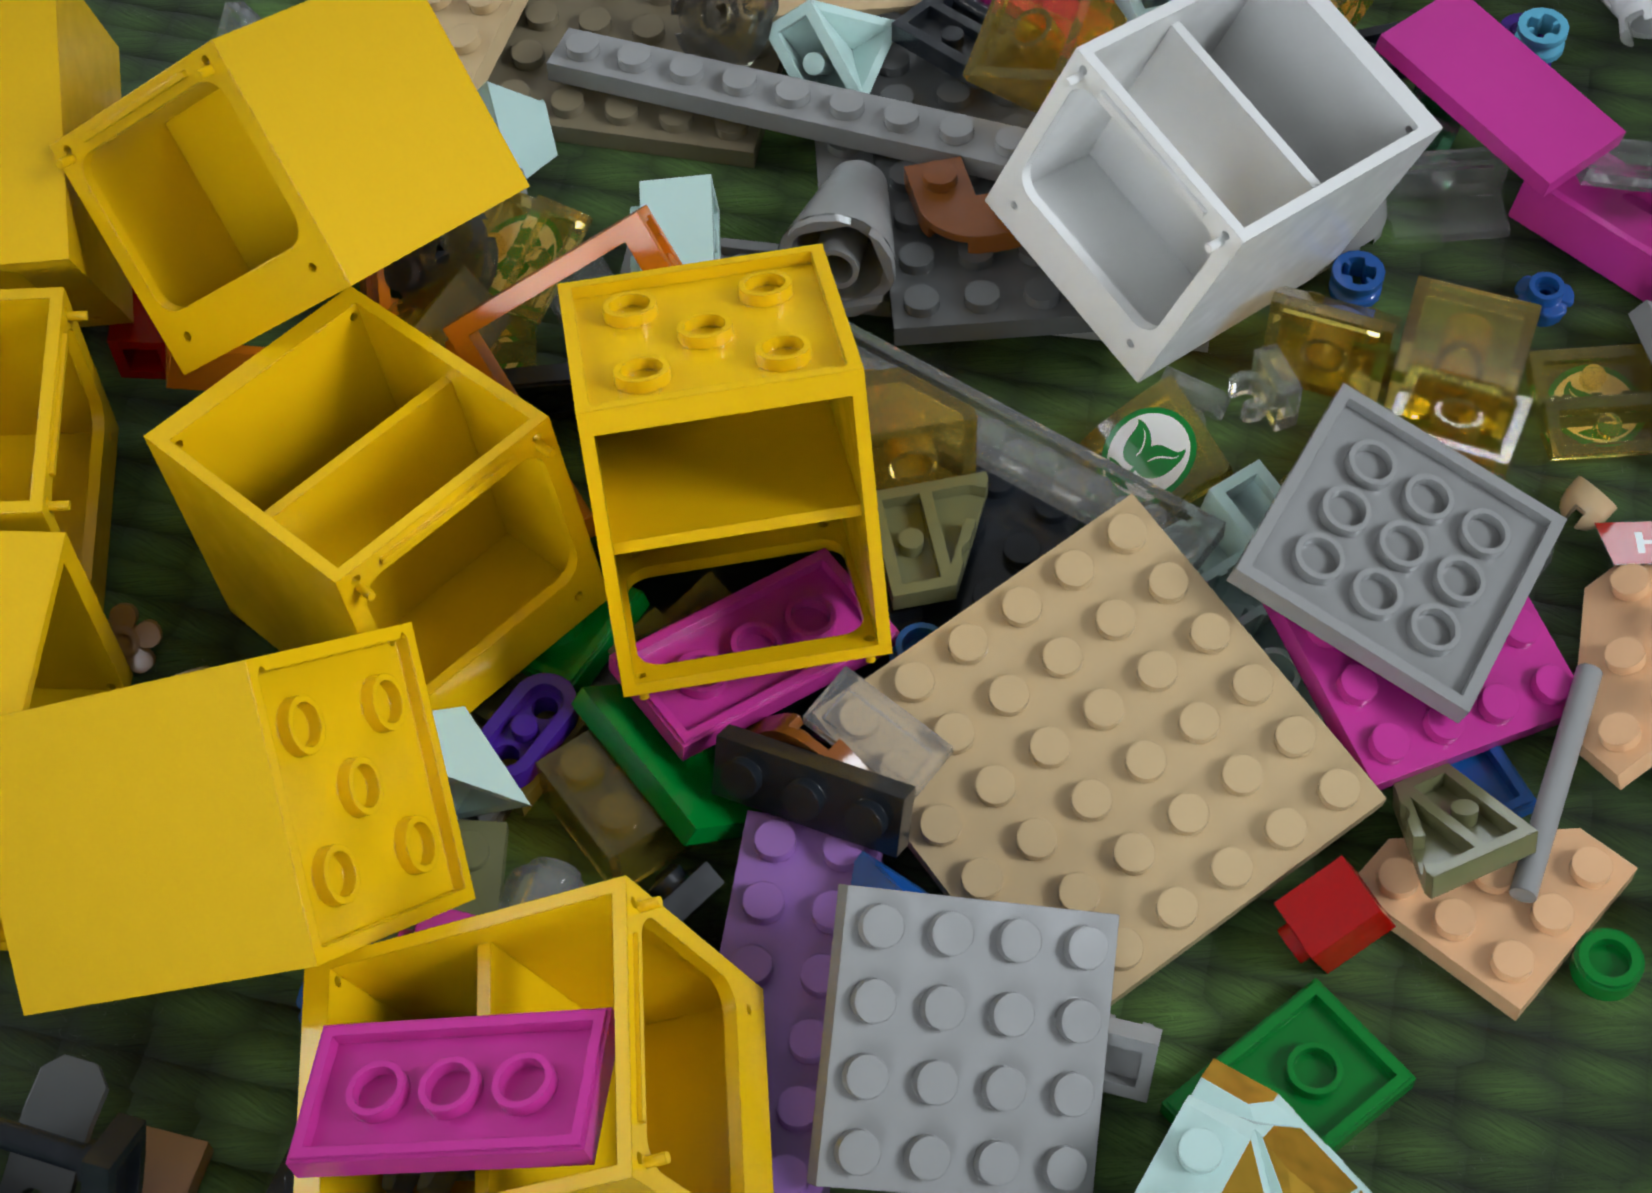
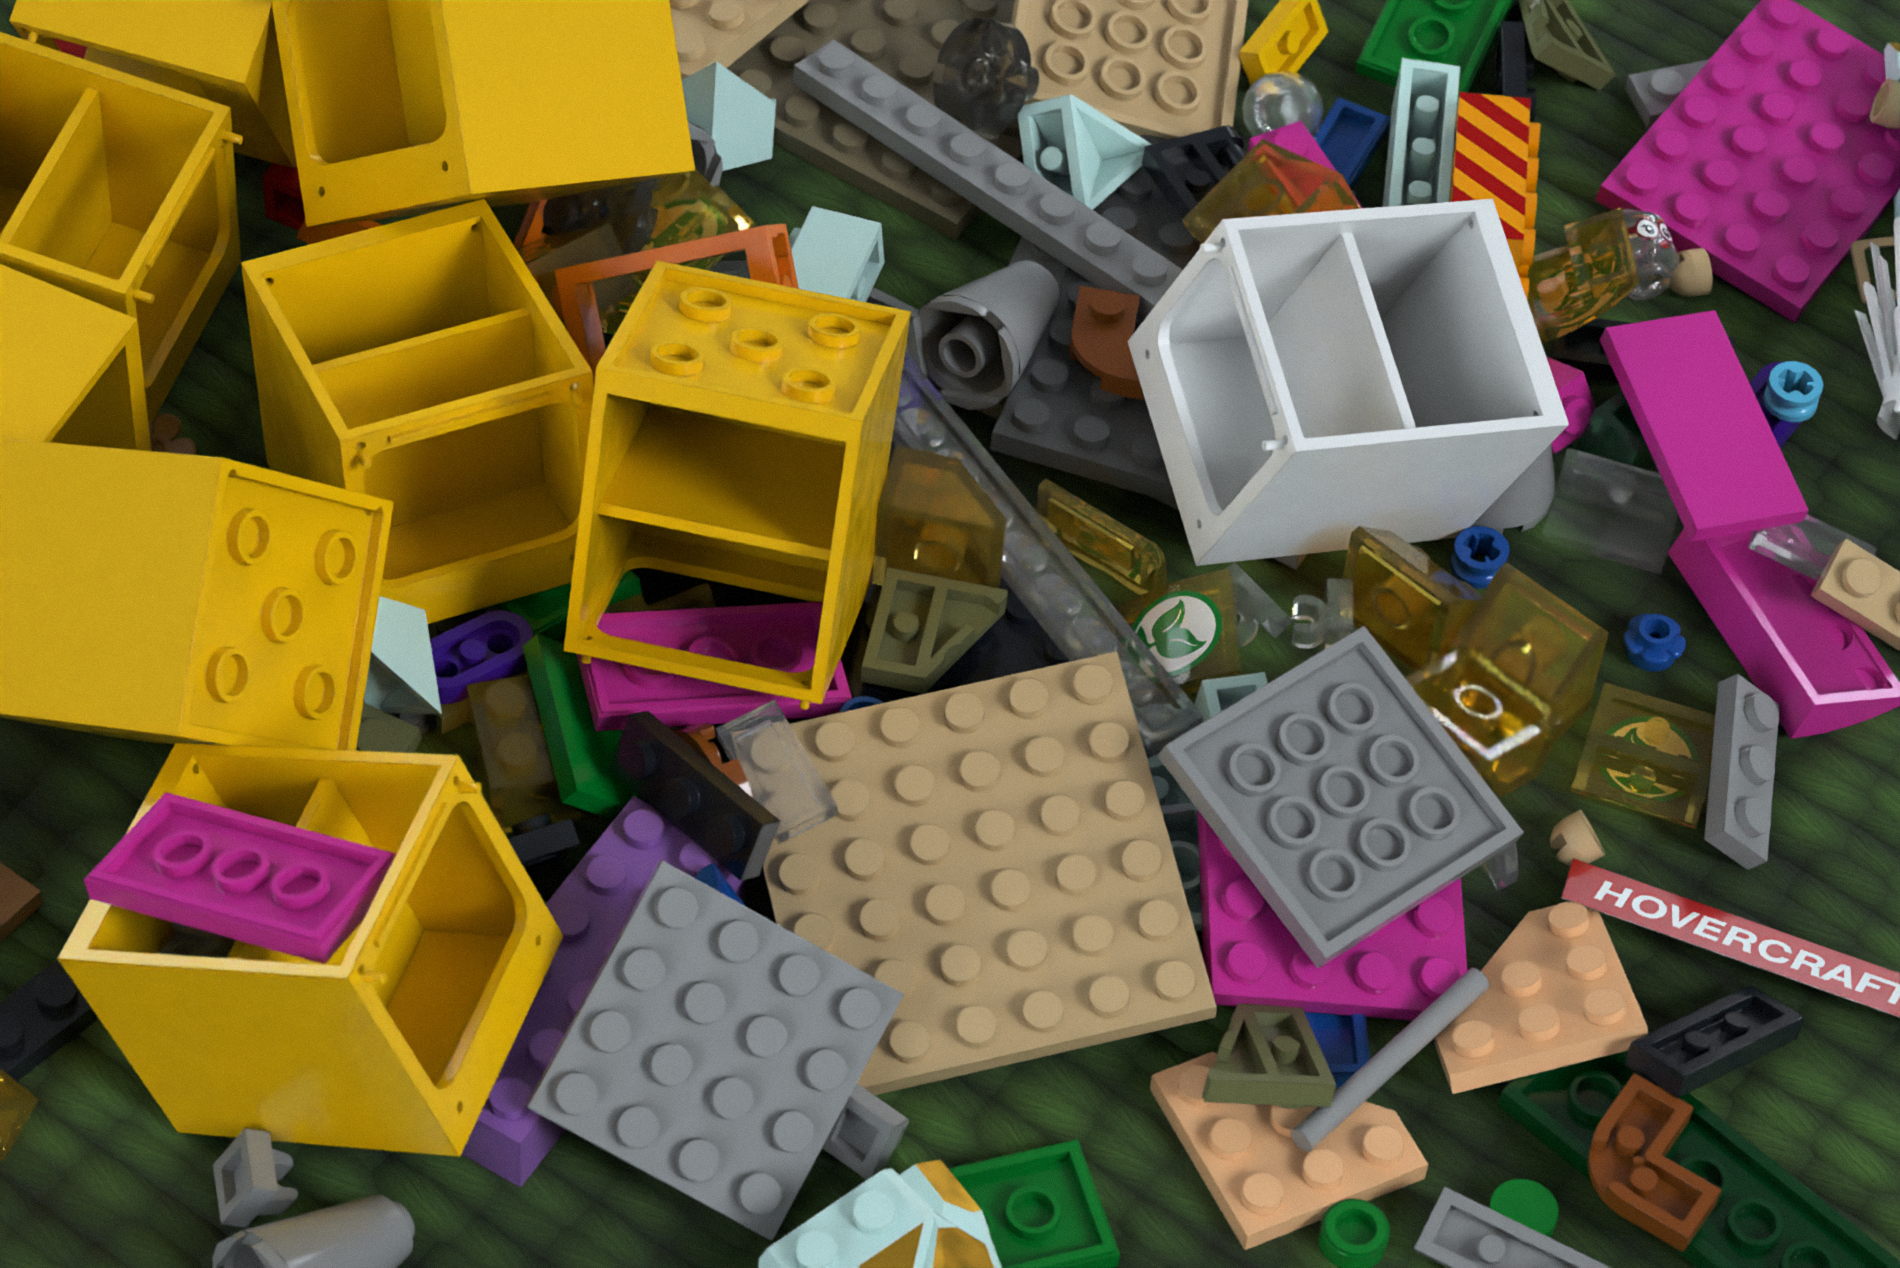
camera: 15 degrees right, 5 degrees down
(1041, 391) = (1102, 539): none -> clear yellow slope
(1331, 916) = (1117, 1090): red brick -> none

